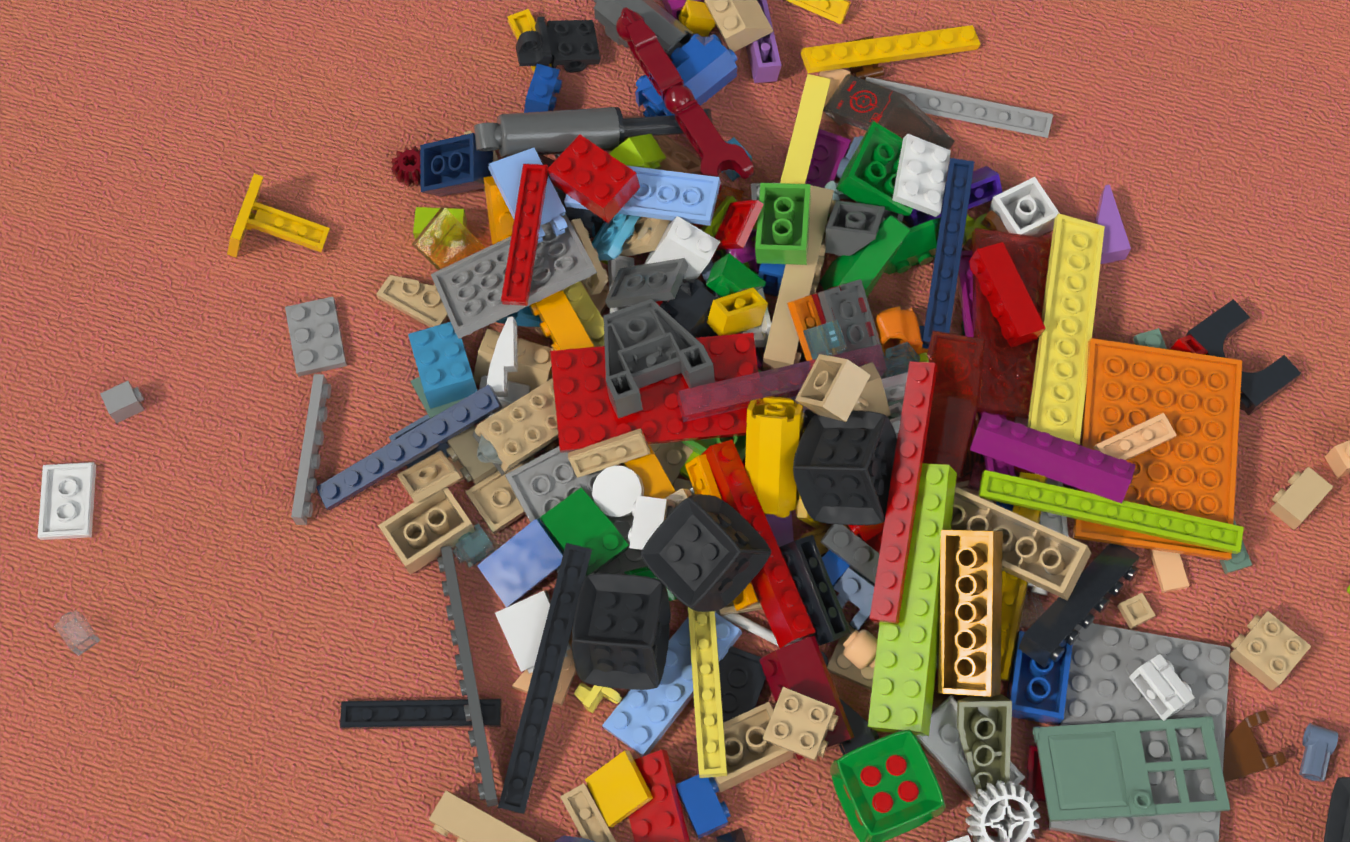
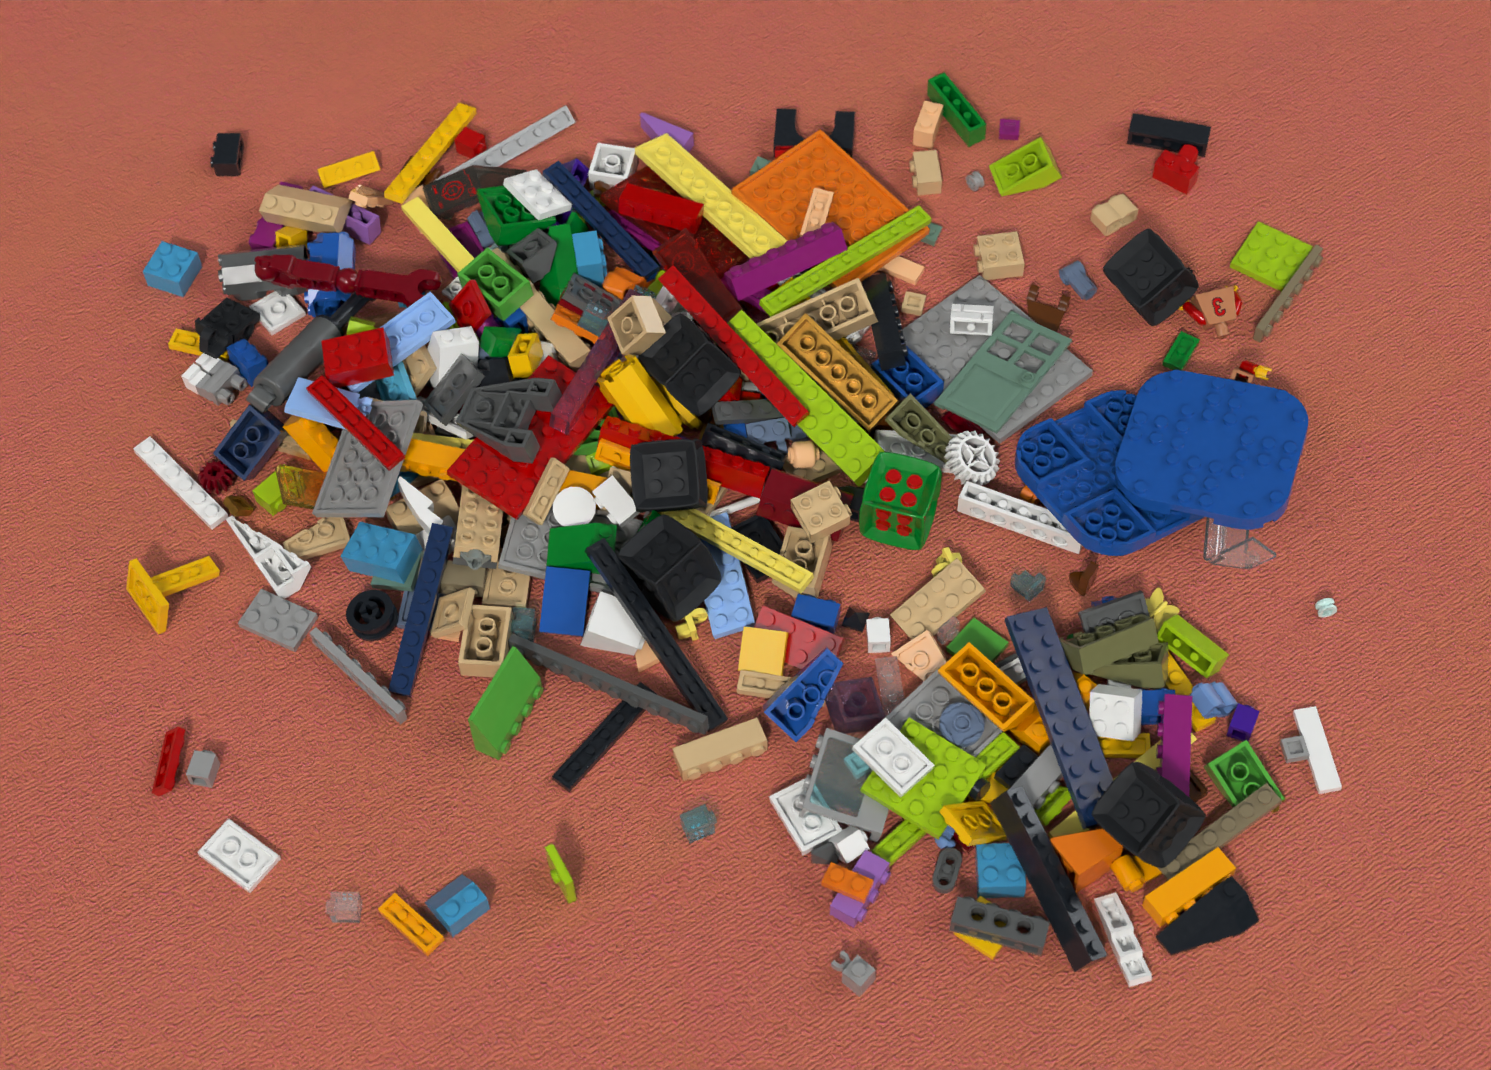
camera: 50 degrees left, 10 degrees down
(102, 703) = (411, 924): none -> light orange plate
(109, 369) = (168, 761): none -> red plate
(150, 726) = (458, 904): none -> dark azure slope
(239, 795) = (560, 873): none -> lime plate
(362, 295) = (280, 568): none -> white wedge
(368, 602) = (504, 705): none -> bright green slope
(374, 422) = (367, 606): none -> black wheel
(385, 144) = (181, 483): none -> white plate
(397, 208) = (238, 506): none -> pearl gold plate
(504, 90) = (214, 379): none -> light grey hips
(617, 70) = (277, 311): none -> white tile
(792, 37) = (369, 197): none -> light nougat wing
(892, 280) = (590, 257): none -> dark azure brick
(937, 71) = (470, 143): none -> red brick
(1337, 552) = (975, 181): none -> light grey bush

